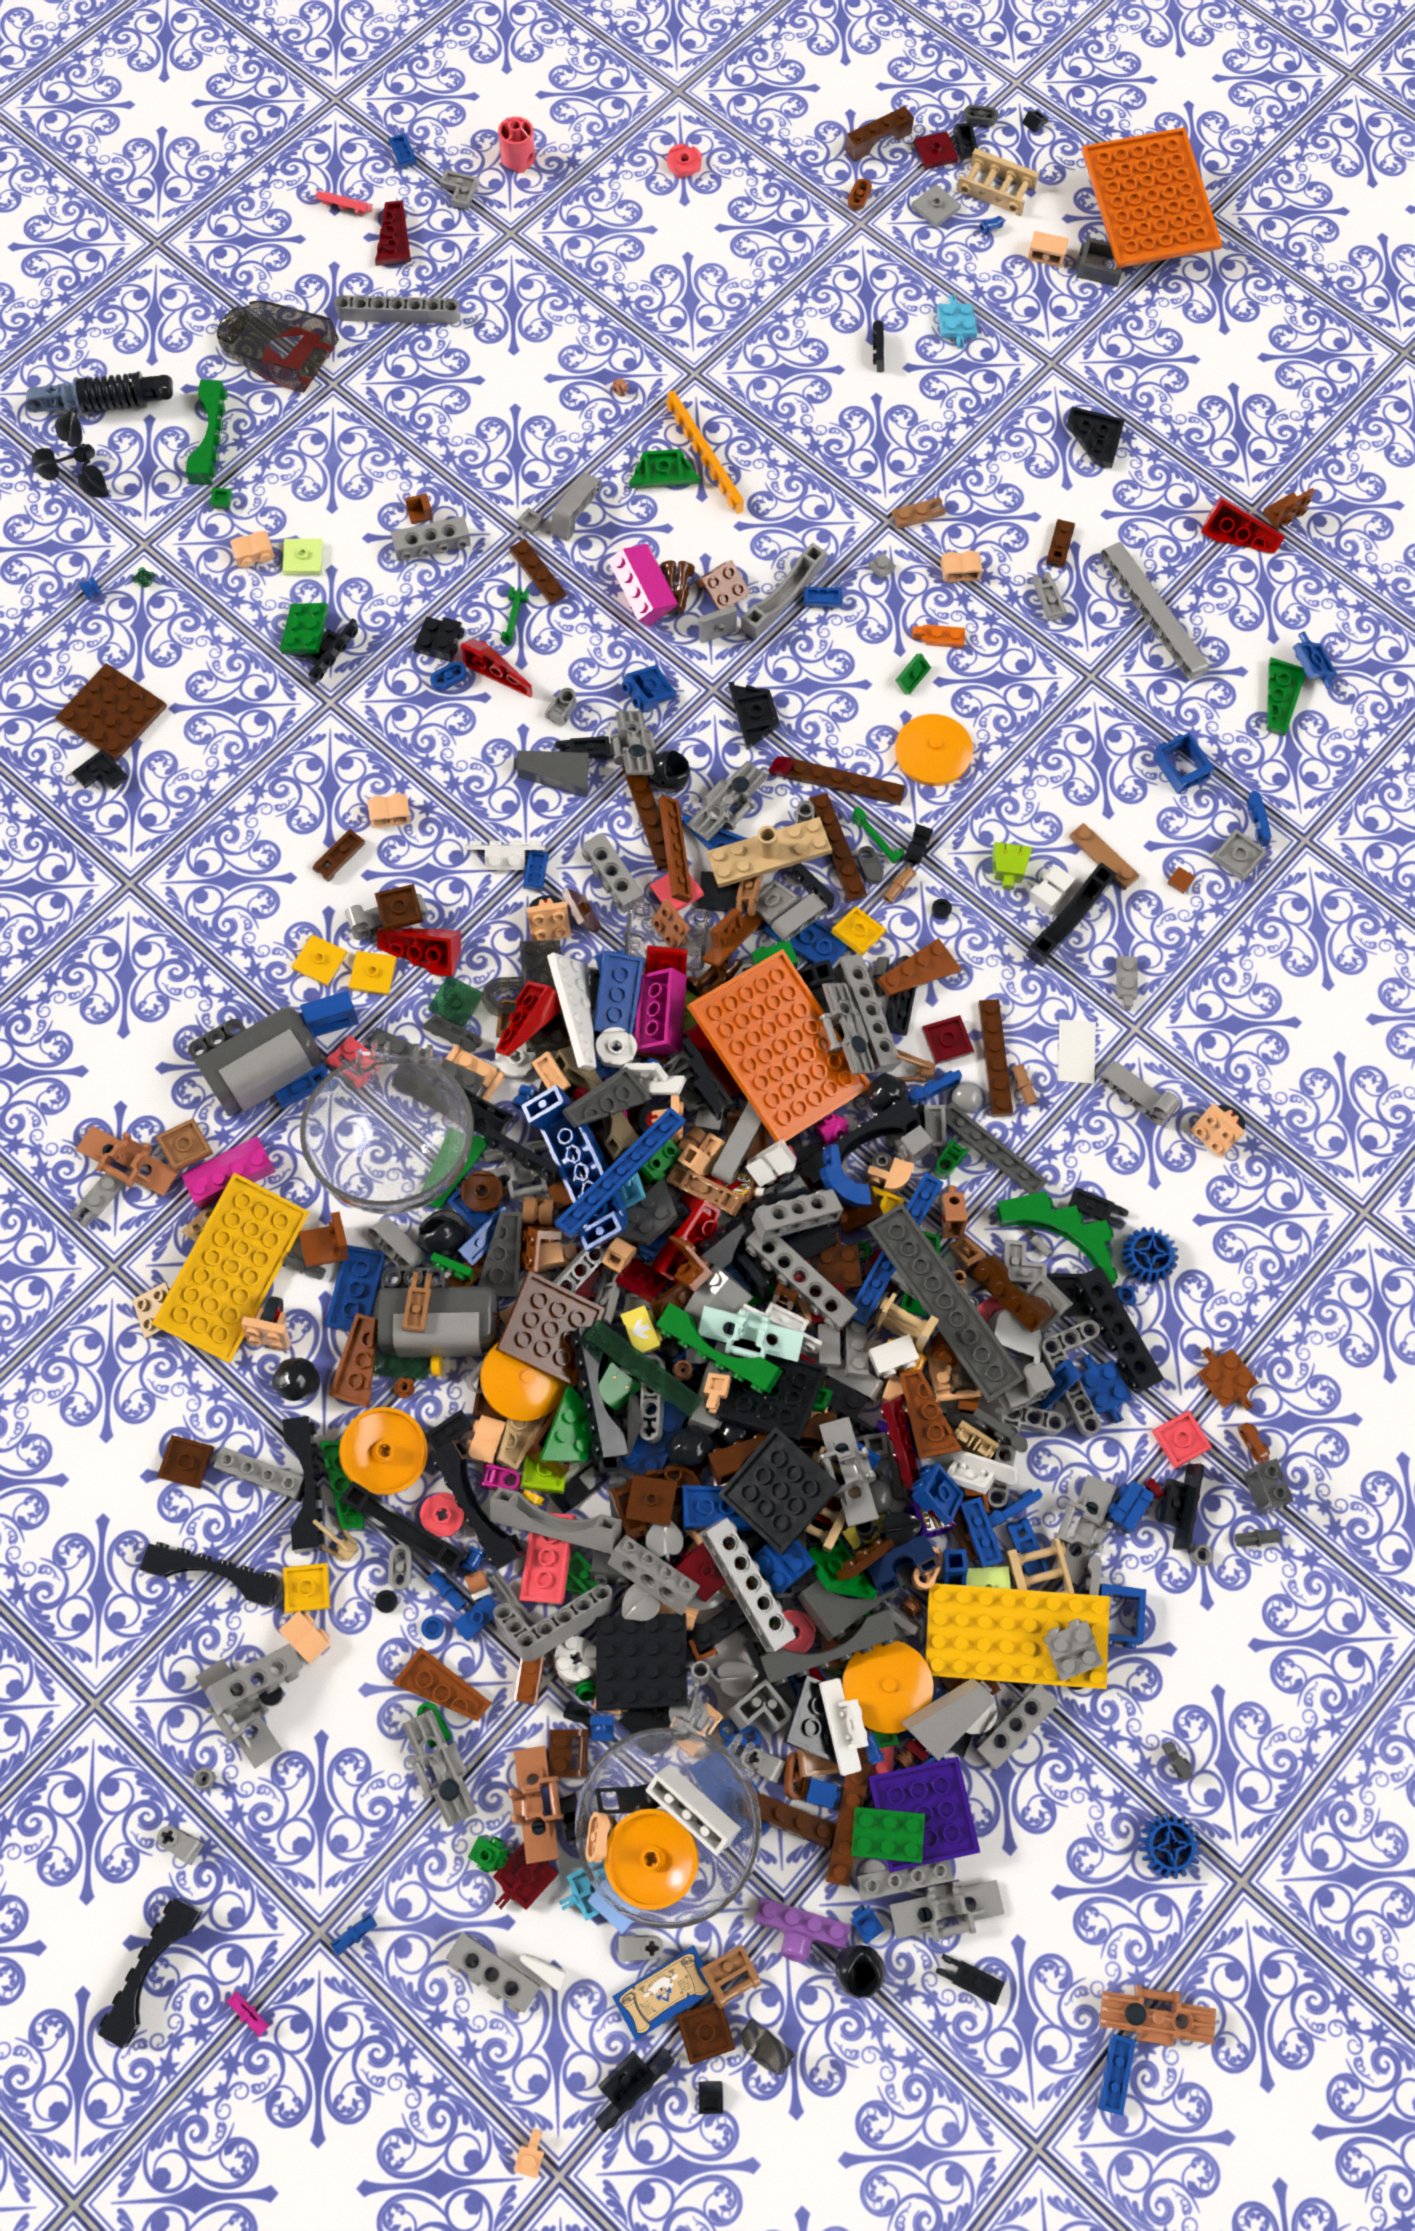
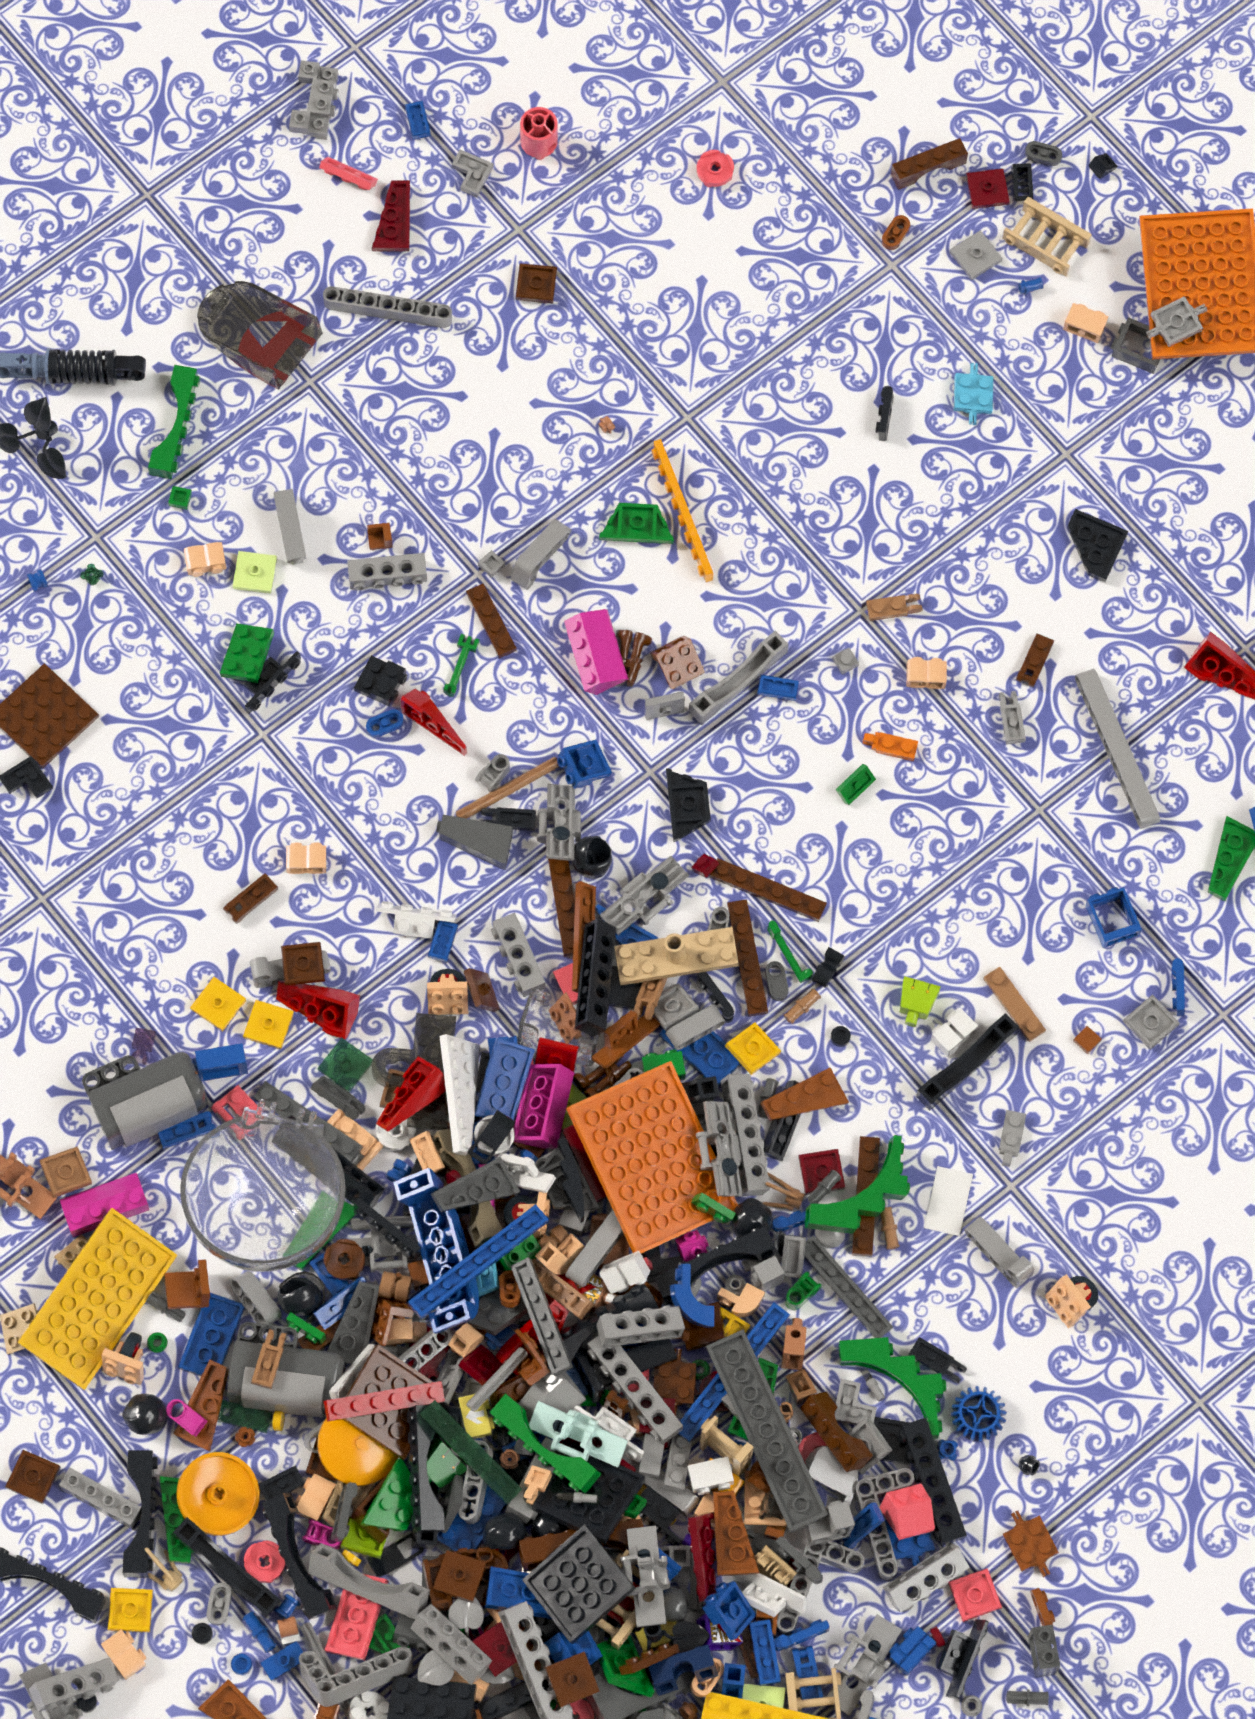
camera: 10 degrees right, 0 degrees up
(248, 1007) = (143, 1042): none -> clear purple plate
(297, 1298) = (157, 1336): none -> green plate
(310, 144) = (321, 100): none -> light grey bracket
(330, 507) = (289, 526): none -> light grey slope
(342, 1378) = (189, 1419): none -> dark pink piece
(499, 1318) = (346, 1381): none -> white tile
(518, 1450) = (344, 1511): none -> dark grey hinge
(534, 274) = (536, 283): none -> reddish brown plate
(543, 1329) = (383, 1401): none -> plate
(579, 720) = (508, 788): none -> medium nougat axle
(616, 1046) = (493, 1134): none -> black piece
(656, 1196) = (509, 1290): none -> dark orange plate
(658, 1290) = (497, 1379): none -> light grey axle
(693, 881) = (595, 977): none -> black brick
(695, 1219) = (541, 1316): none -> plate
(762, 1399) = (577, 1497): none -> light grey piece
(788, 1593) = (572, 1679): none -> reddish brown plate
(848, 1087) = (708, 1205): none -> green plate
(933, 750) = (863, 868): light orange dish -> none
(954, 1053) = (824, 1187): none -> dark grey axle
(1004, 1061) = (844, 1216): none -> green arch
(1102, 1363) = (908, 1511): none -> coral slope
(1120, 1430) = (897, 1589): none -> light grey brick
(1136, 228) = (1176, 321): none -> light grey plate
(1210, 1298) = (1029, 1465): none -> black plate

